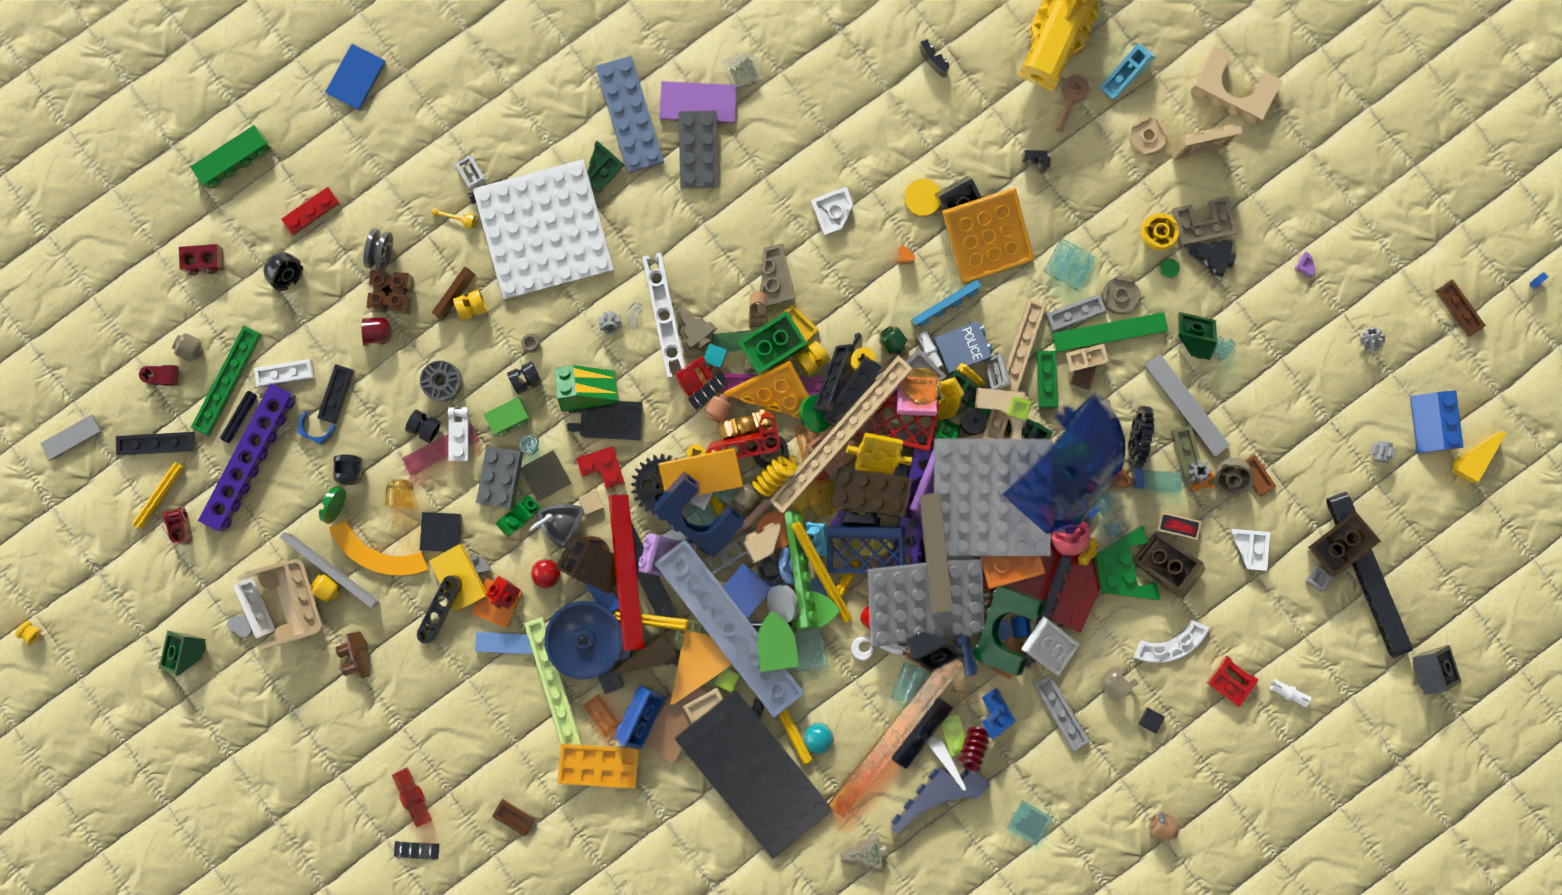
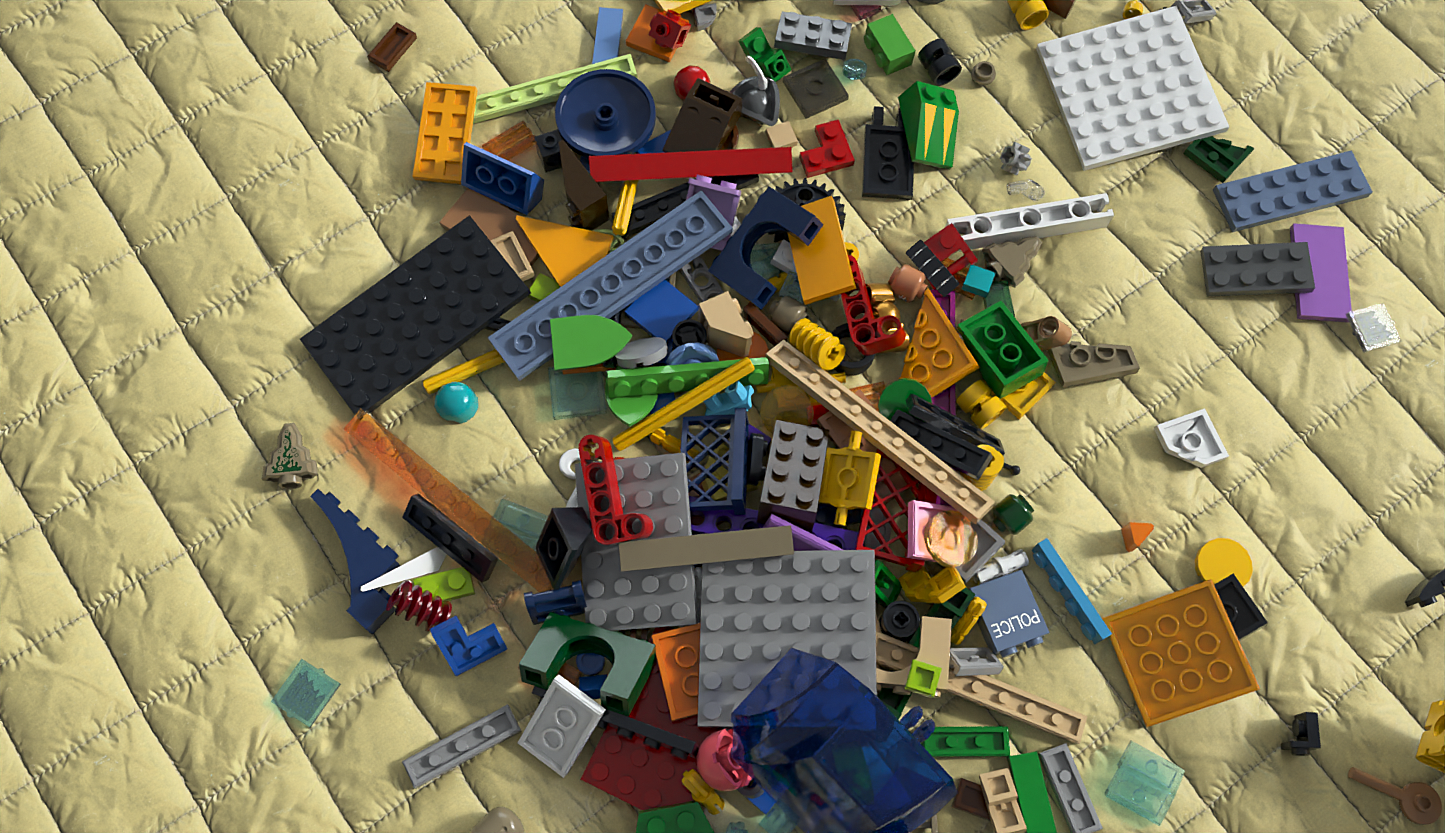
camera: 90 degrees right, 15 degrees down
(897, 630) = (607, 488): none -> red beam

